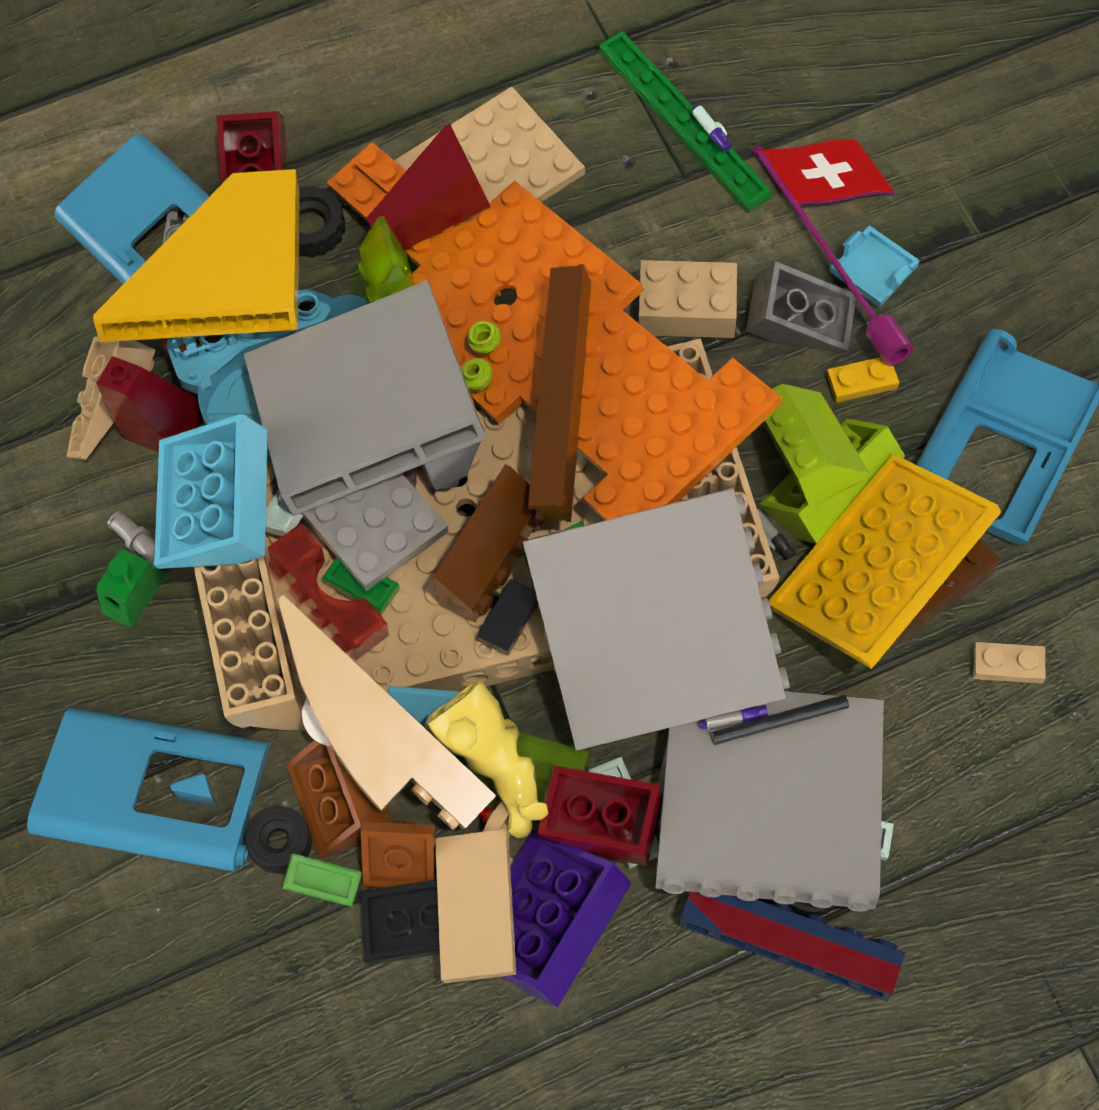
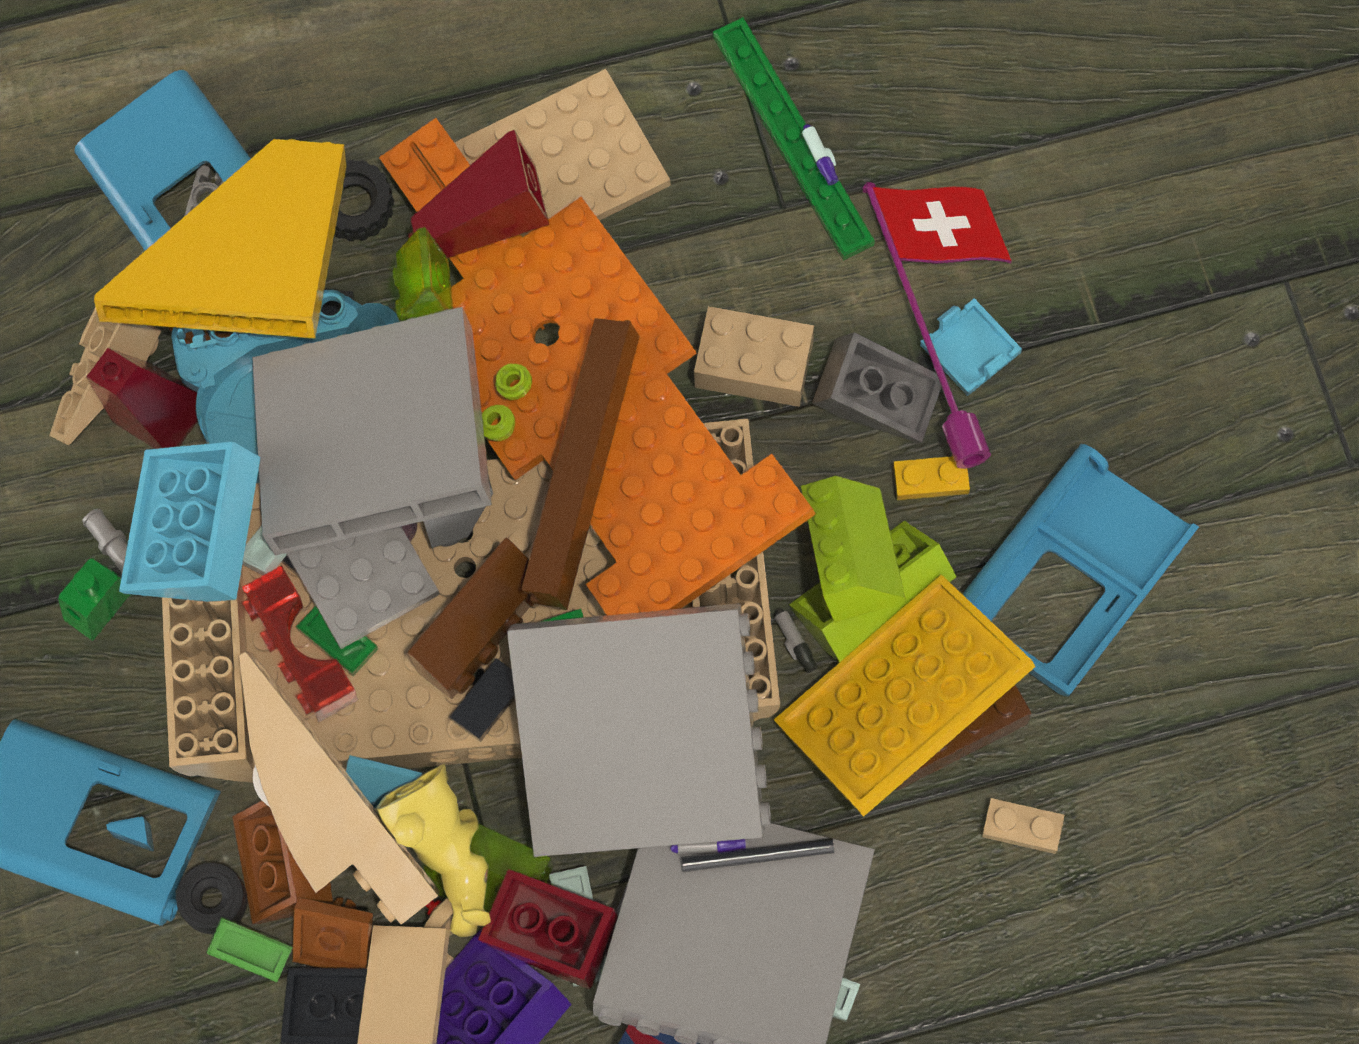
camera: 10 degrees right, 5 degrees up
(251, 143) = (302, 103): dark red slope -> none

